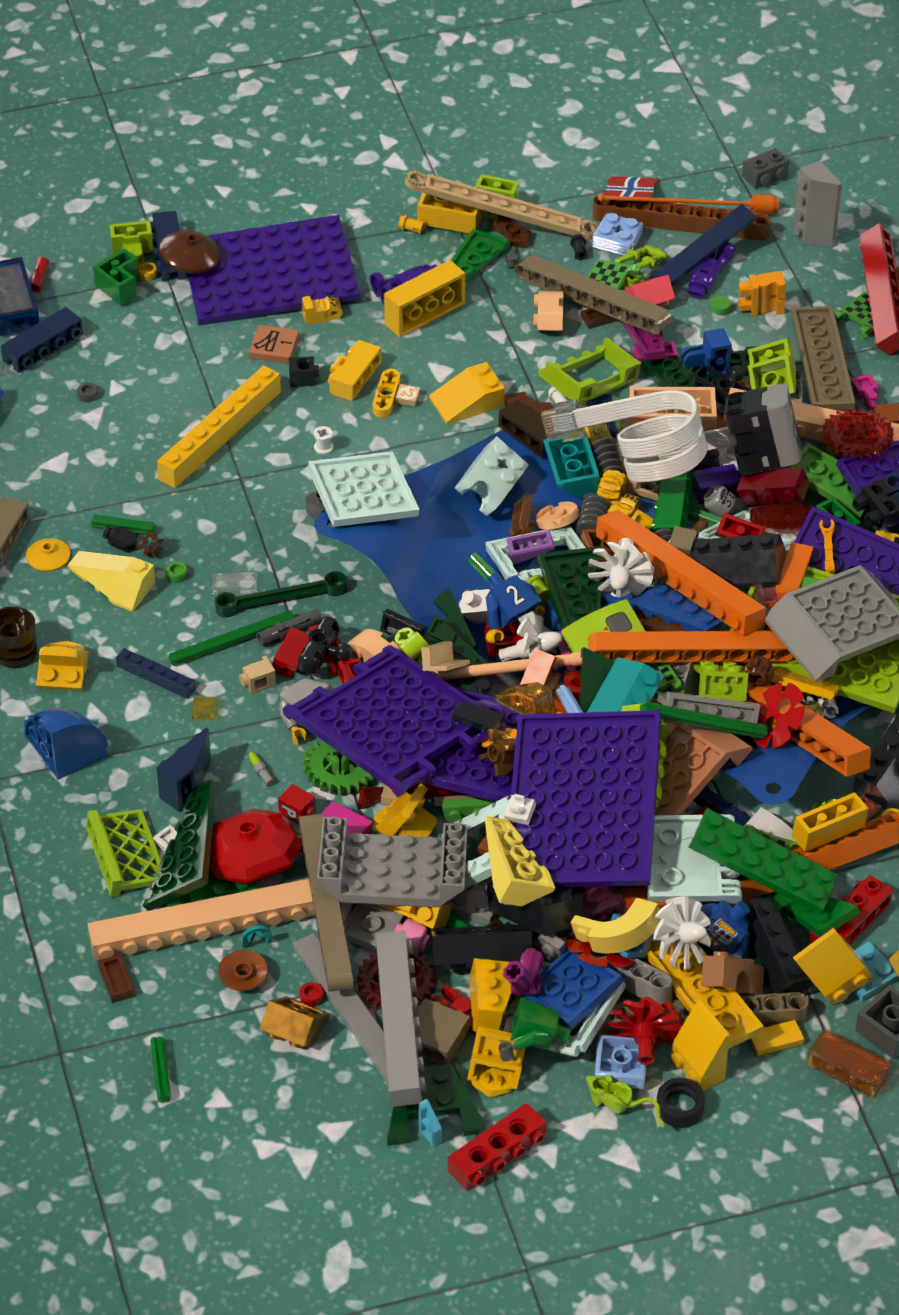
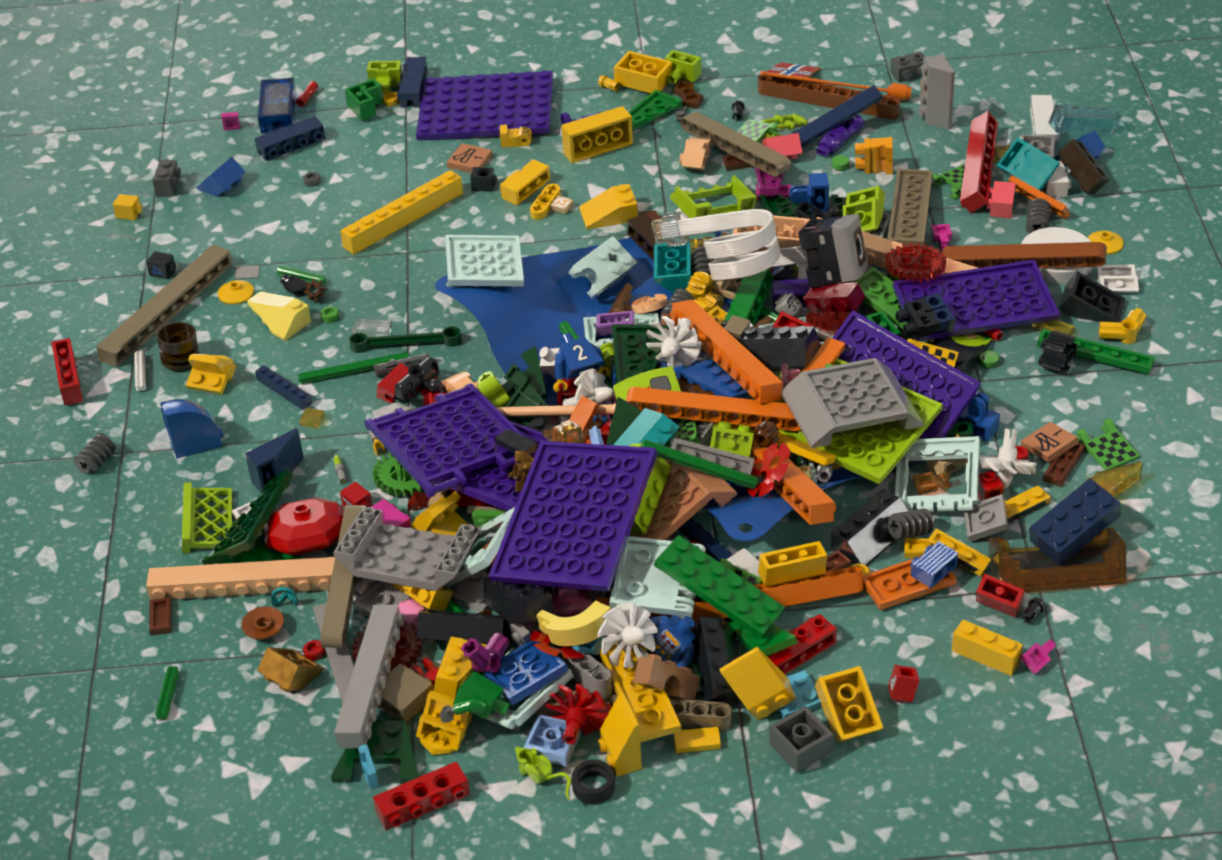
camera: 15 degrees right, 5 degrees down
(52, 526) = (247, 272): none -> light grey sticker
(190, 251) = (425, 85): reddish brown dish -> none
(258, 676) = (362, 398): tan brick -> none
(323, 440) = (480, 226): white bush -> none
(394, 622) = (486, 366): black tile -> none
(440, 657) = (505, 395): tan panel -> none
(500, 204) = (680, 72): tan plate -> none
(513, 868) = (499, 562): light yellow wedge -> none
(520, 809) = (518, 516): white tile -> none
(617, 234) = (772, 102): light blue brick -> none
(828, 546) = (860, 333): light orange piece -> none
(848, 1063) = (753, 769): clear orange brick -> none

